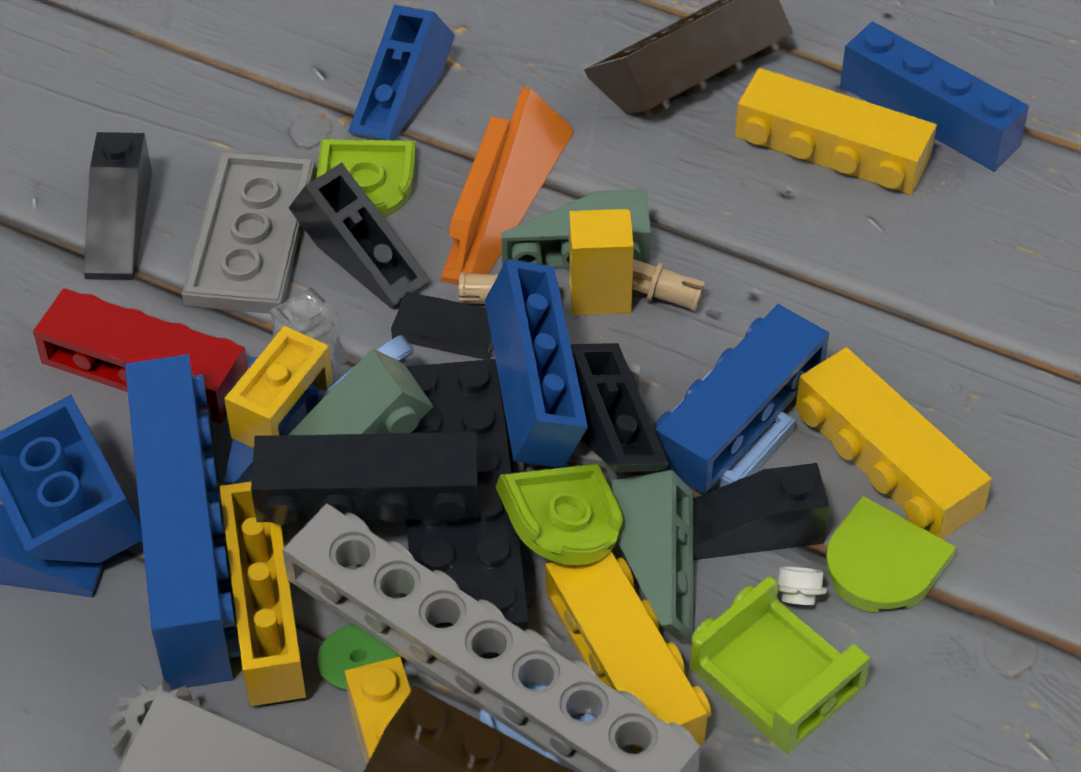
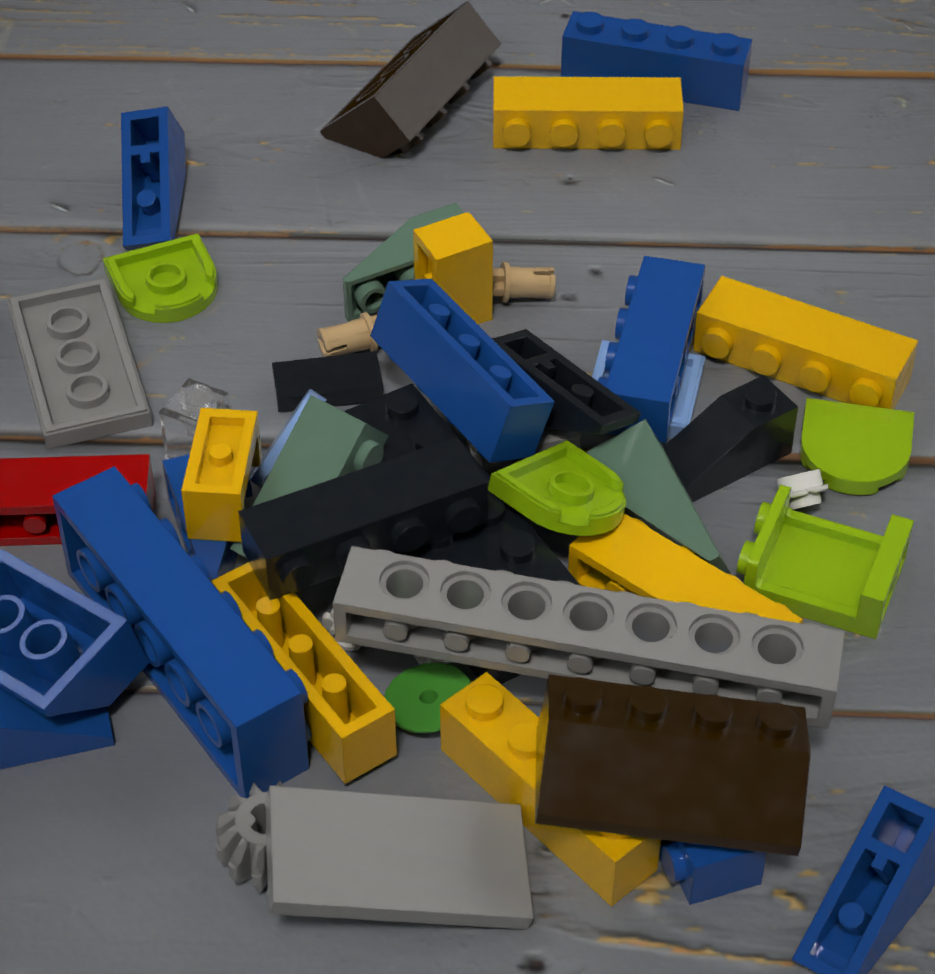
camera: 25 degrees left, 5 degrees down
(357, 236) = (194, 328): black slope -> none
(503, 182) = (308, 244): orange wedge -> none

